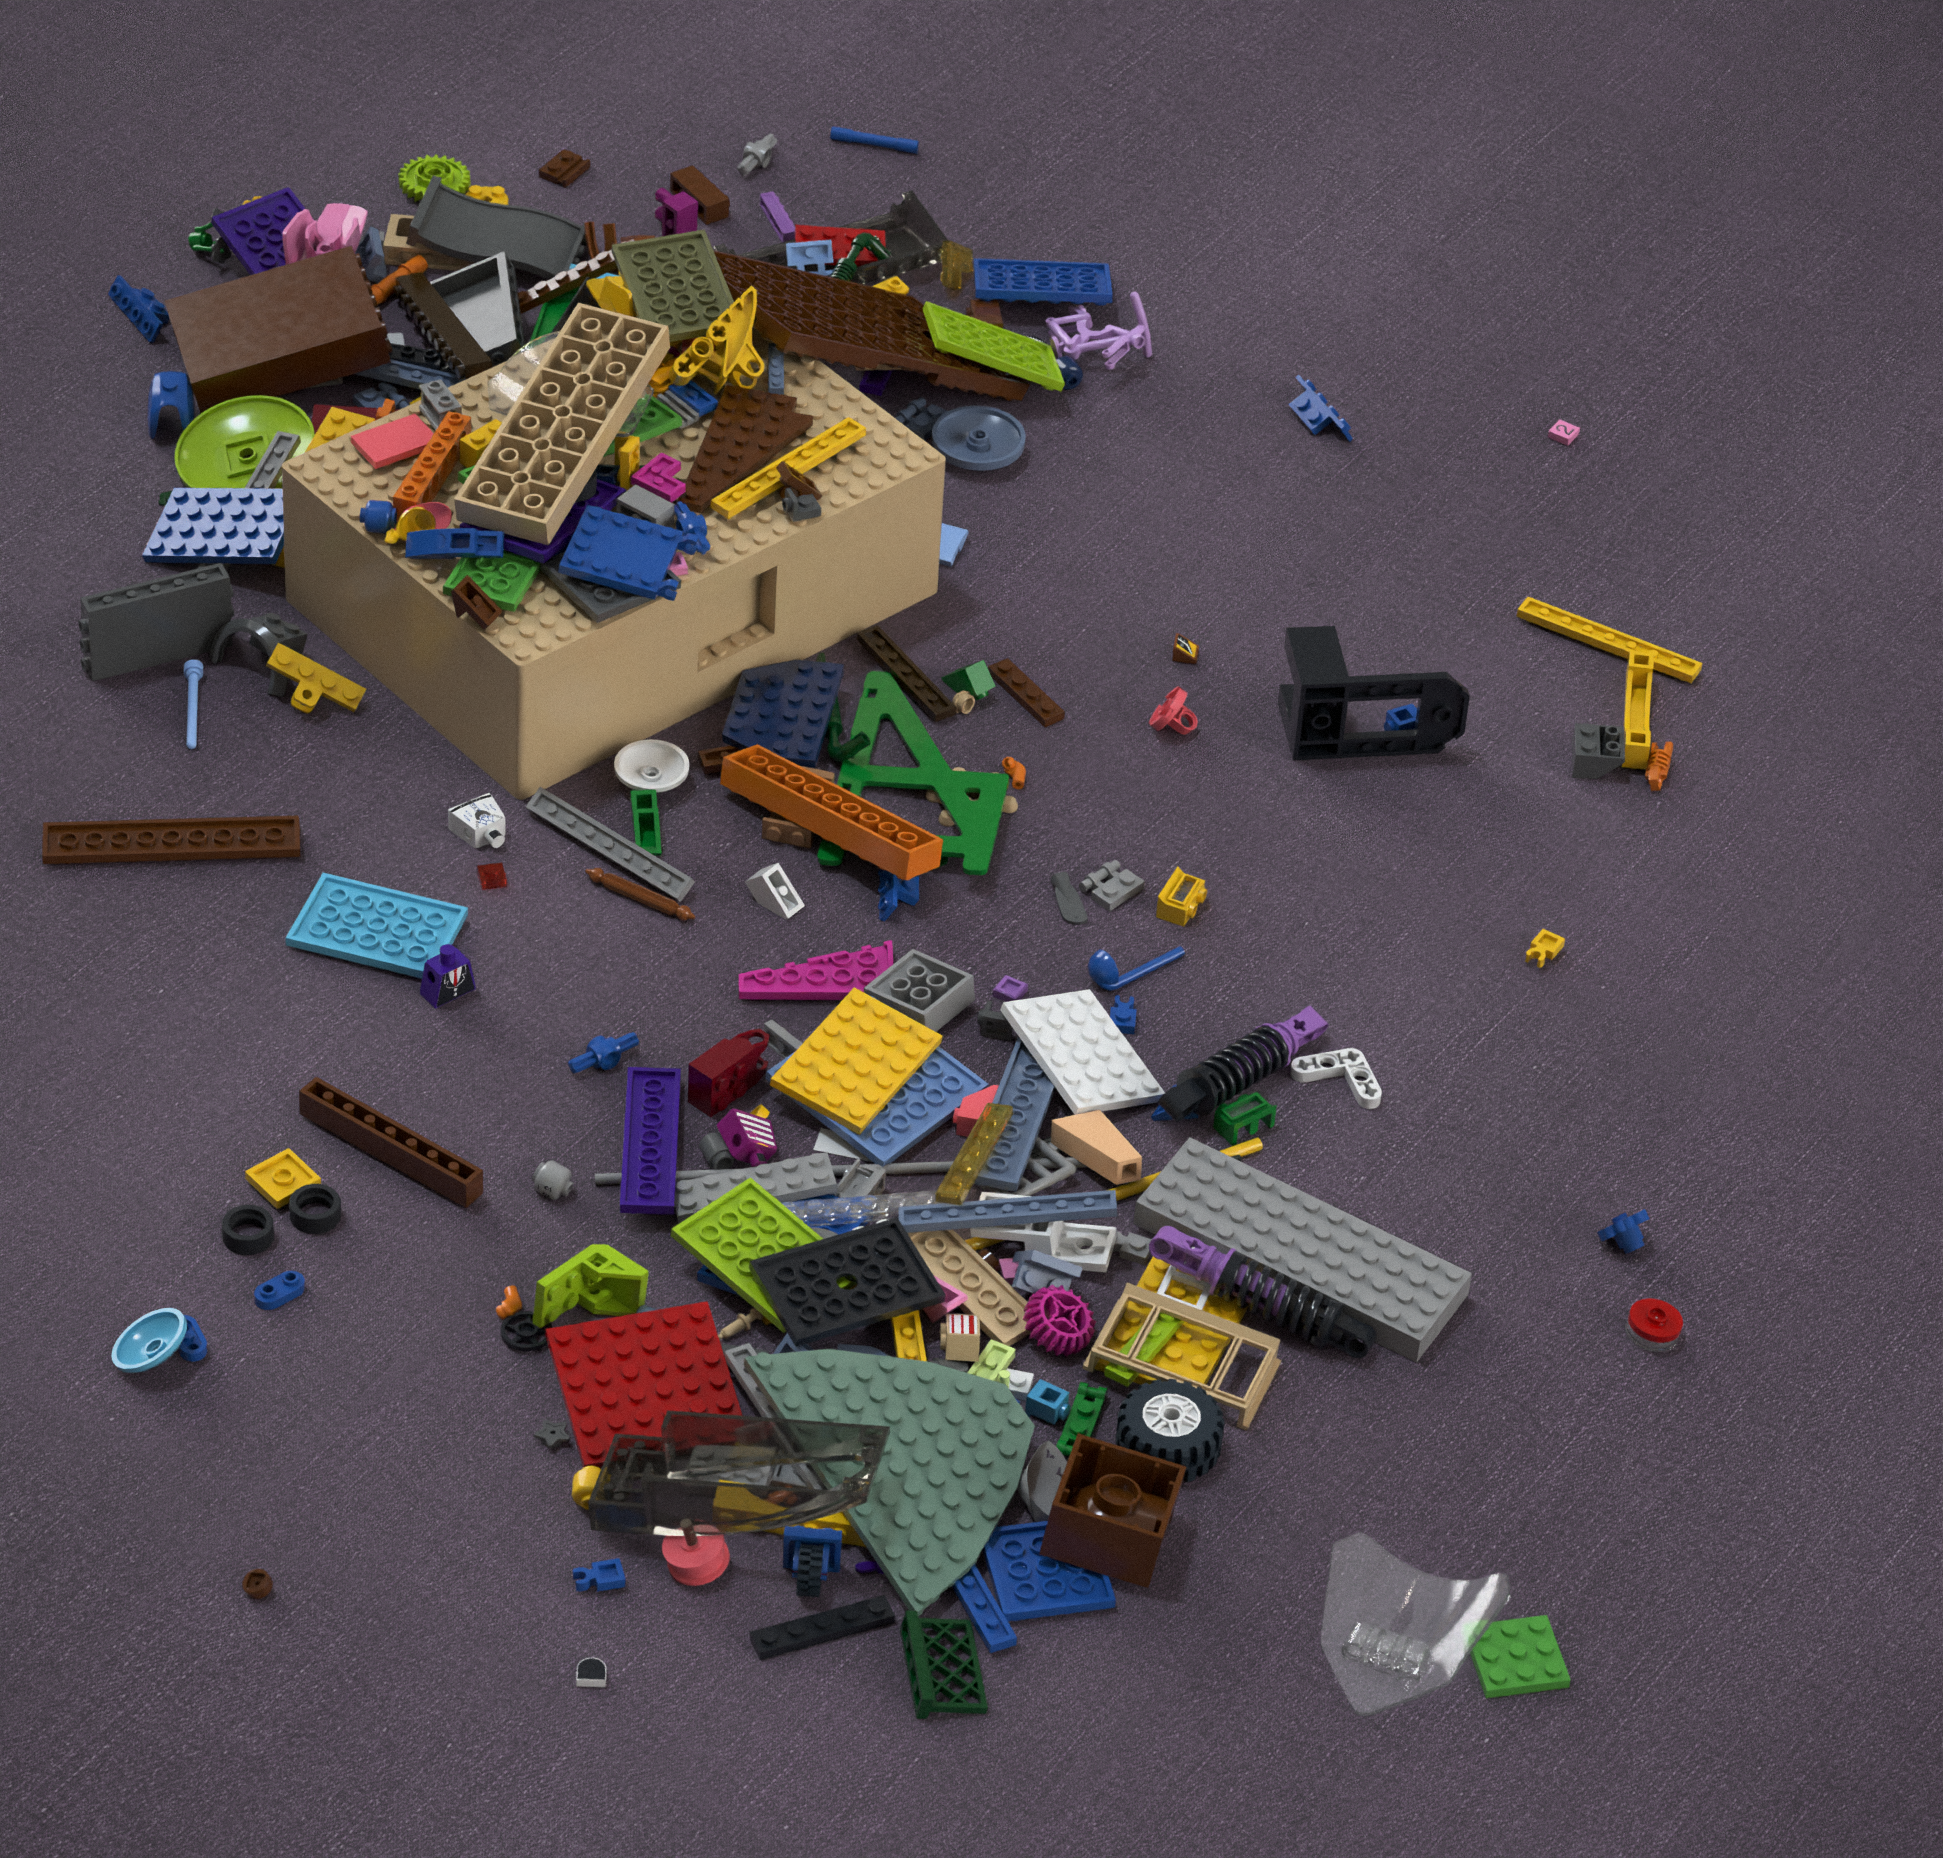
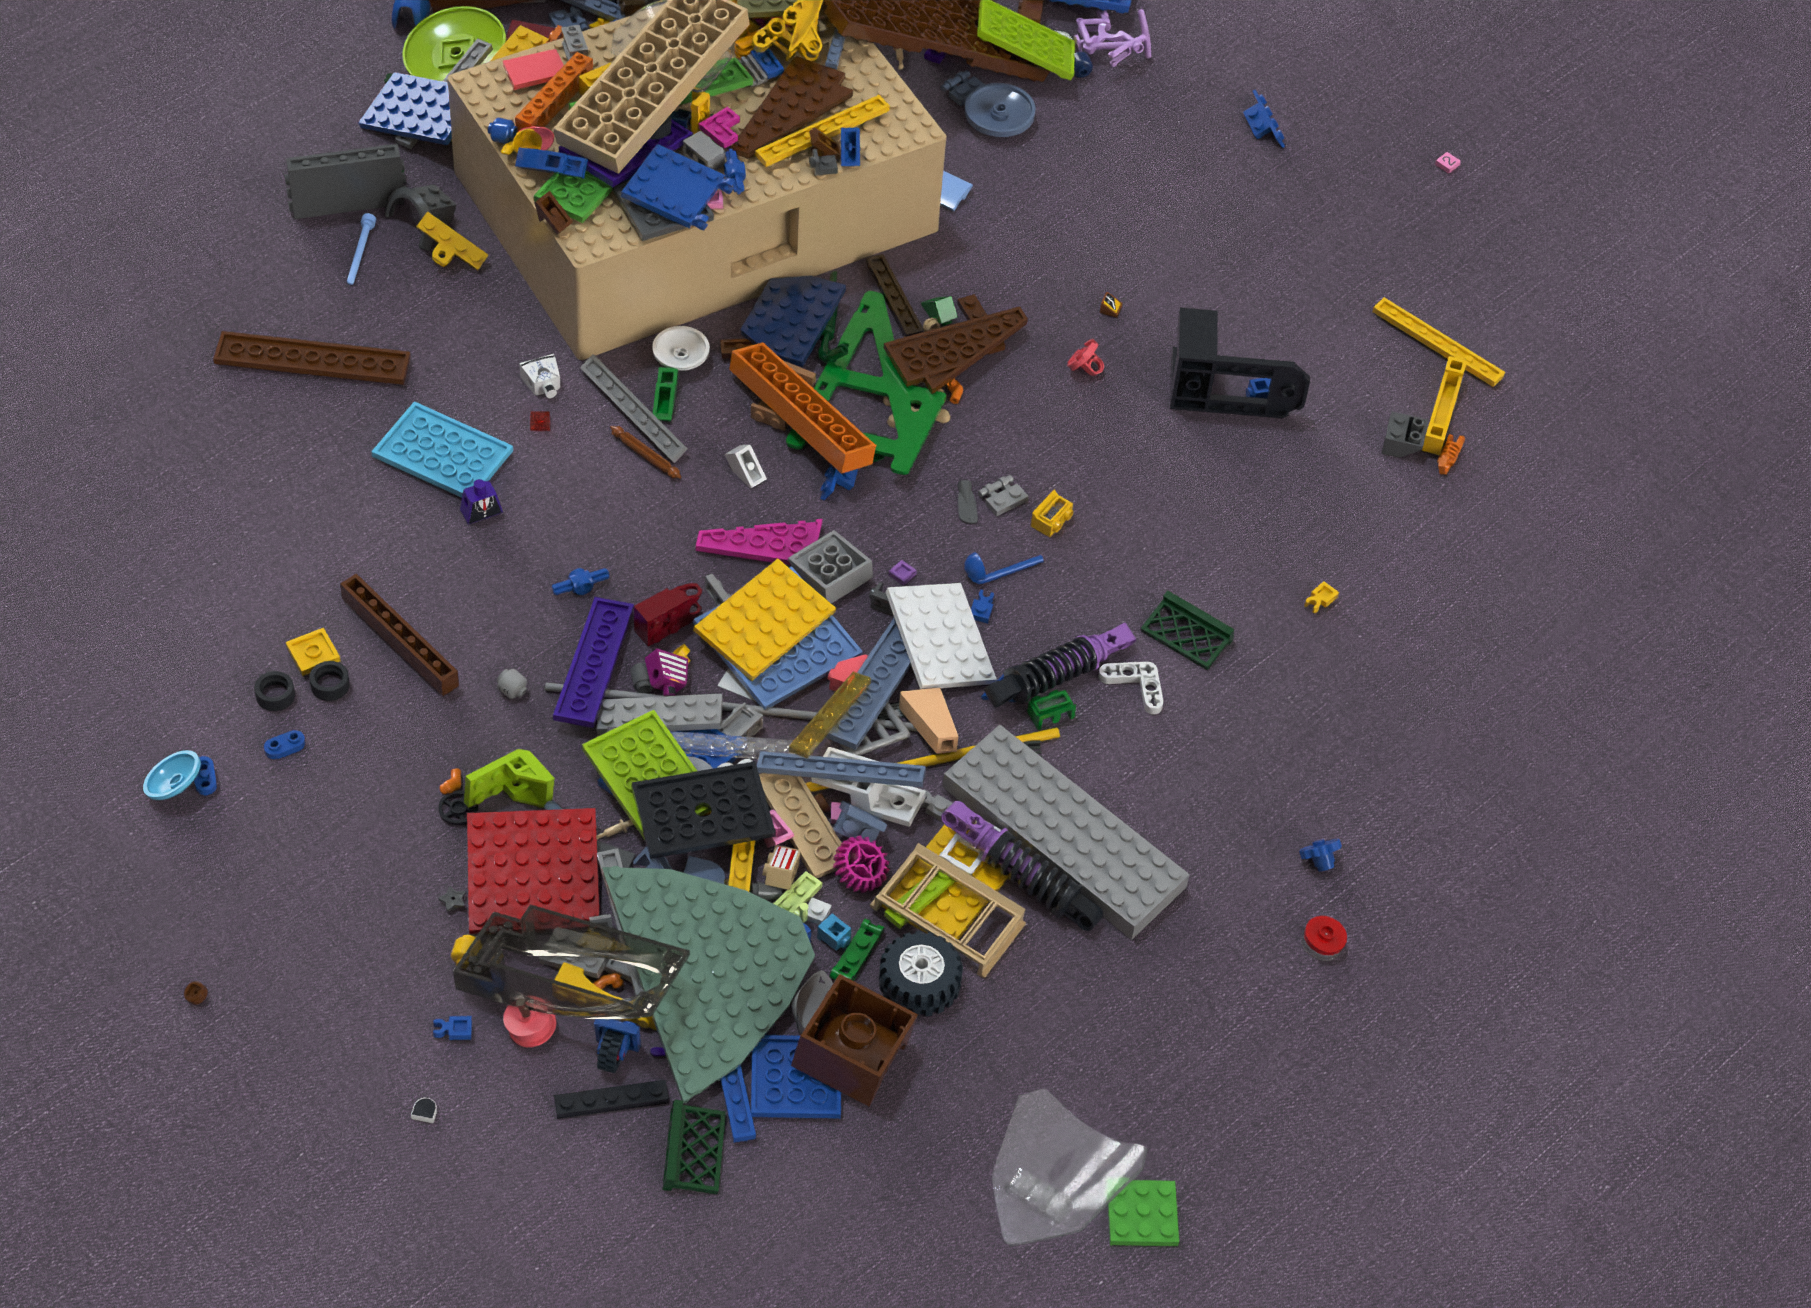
camera: 10 degrees right, 10 degrees up
(831, 480) = (850, 146): none -> blue slope
(1000, 724) = (949, 350): none -> reddish brown wing
(1396, 992) = (1199, 619): none -> dark green fence

